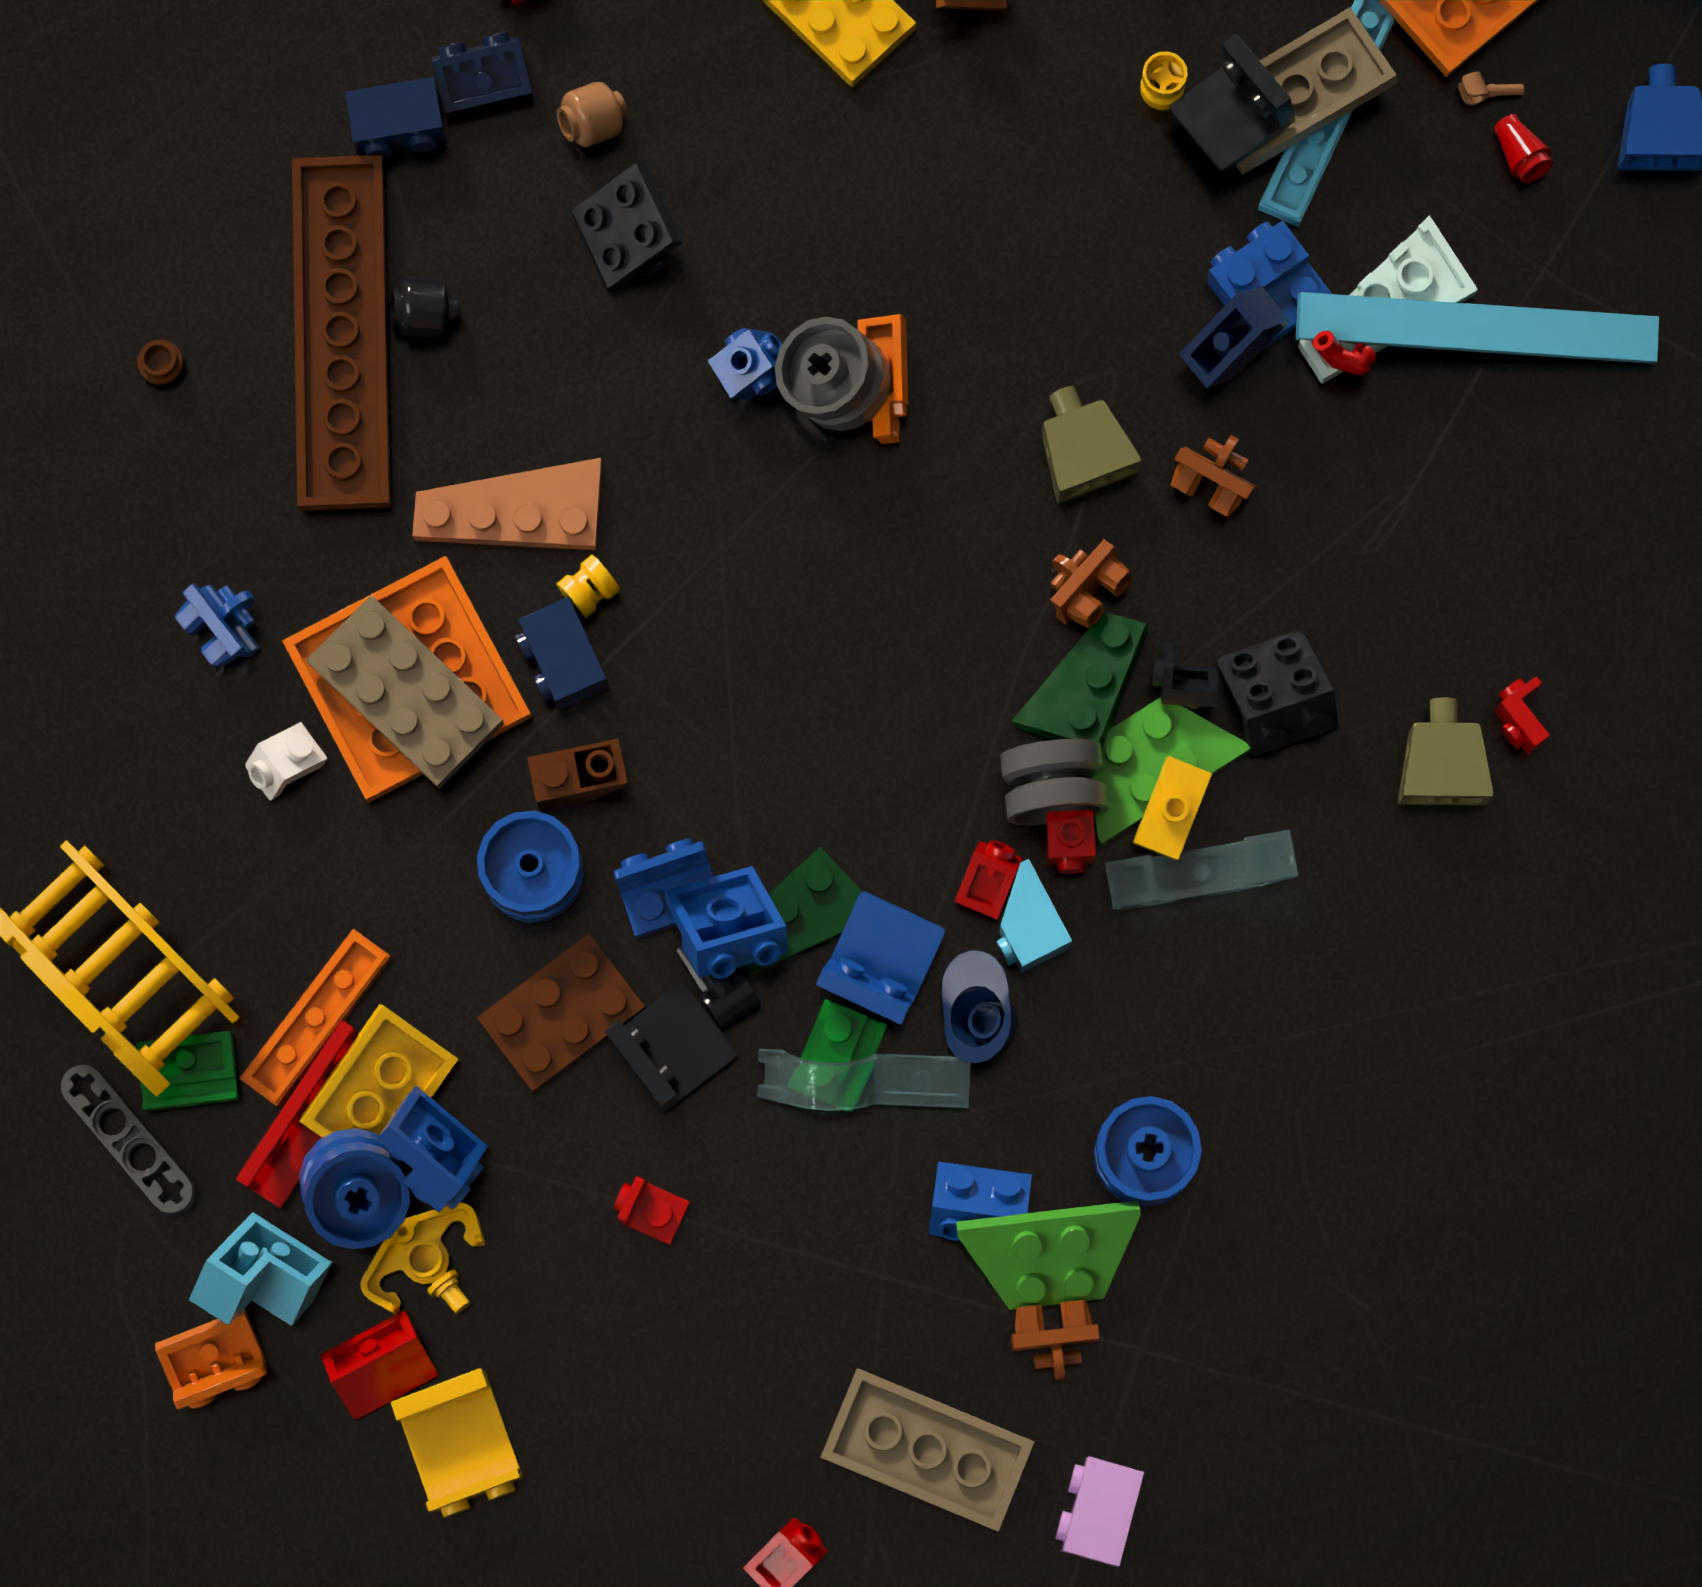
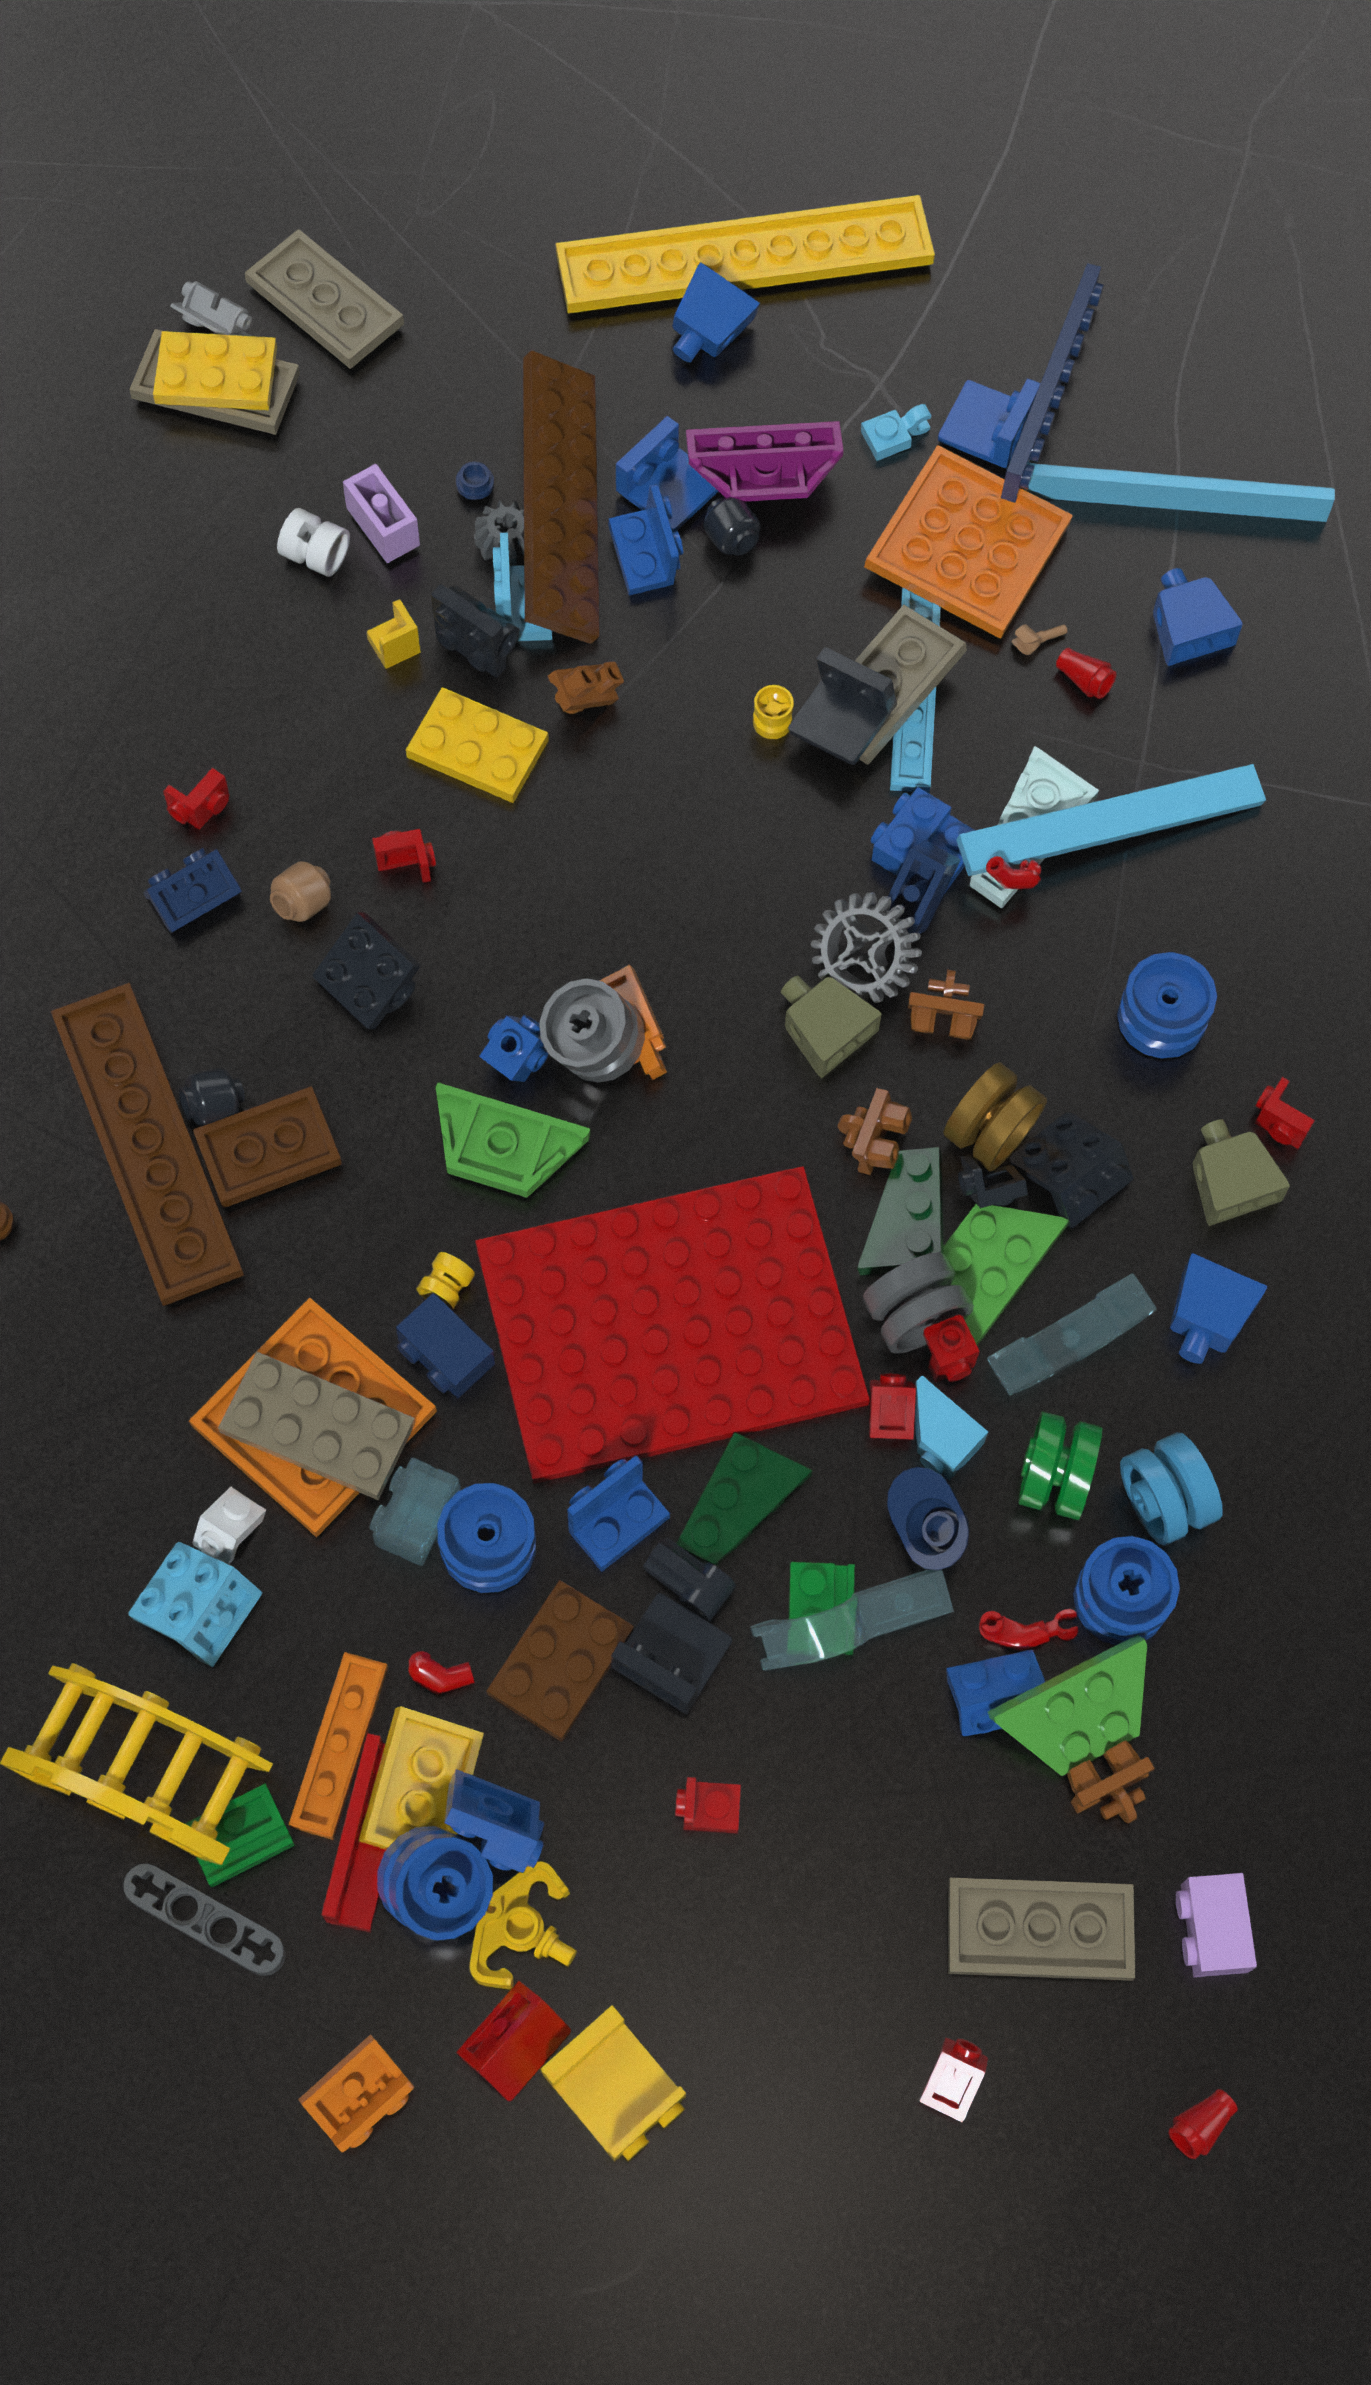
camera: 25 degrees left, 10 degrees down
(225, 616) = (108, 1416): blue hips -> none
(226, 827) = (196, 1602): none -> medium azure bracket
(260, 1267) = (376, 1988): medium azure brick -> none
(396, 117) = (131, 948): dark blue brick -> none
(432, 985) = (435, 1676): none -> red arm
(460, 380) = (267, 1147): none -> reddish brown plate
(470, 811) = (412, 1515): none -> clear light blue brick
(519, 509) = (361, 1238): nougat wing -> none
(577, 775) = (498, 1443): reddish brown slope -> none
(700, 458) = (502, 1141): none -> bright green wing
(712, 101) = (403, 849): none -> red bracket
(727, 923) = (683, 1522): blue plate -> none
(802, 709) = (670, 1324): none -> red plate
(882, 957) = (828, 1504): blue bracket -> none
(1026, 1158) = (1023, 1637): none -> red arm
(1125, 998) = (1052, 1463): none -> green wheel
(1145, 343) = (856, 936): none -> light grey gear
(1172, 808) = (1025, 1291): yellow plate -> none
(1213, 613) = (994, 1116): none -> pearl gold wheel
(1227, 1066) = (1171, 1488): none -> dark azure wheel
(1360, 894) = (1212, 1307): none -> blue torso
(1472, 551) = (1166, 1005): none -> blue wheel

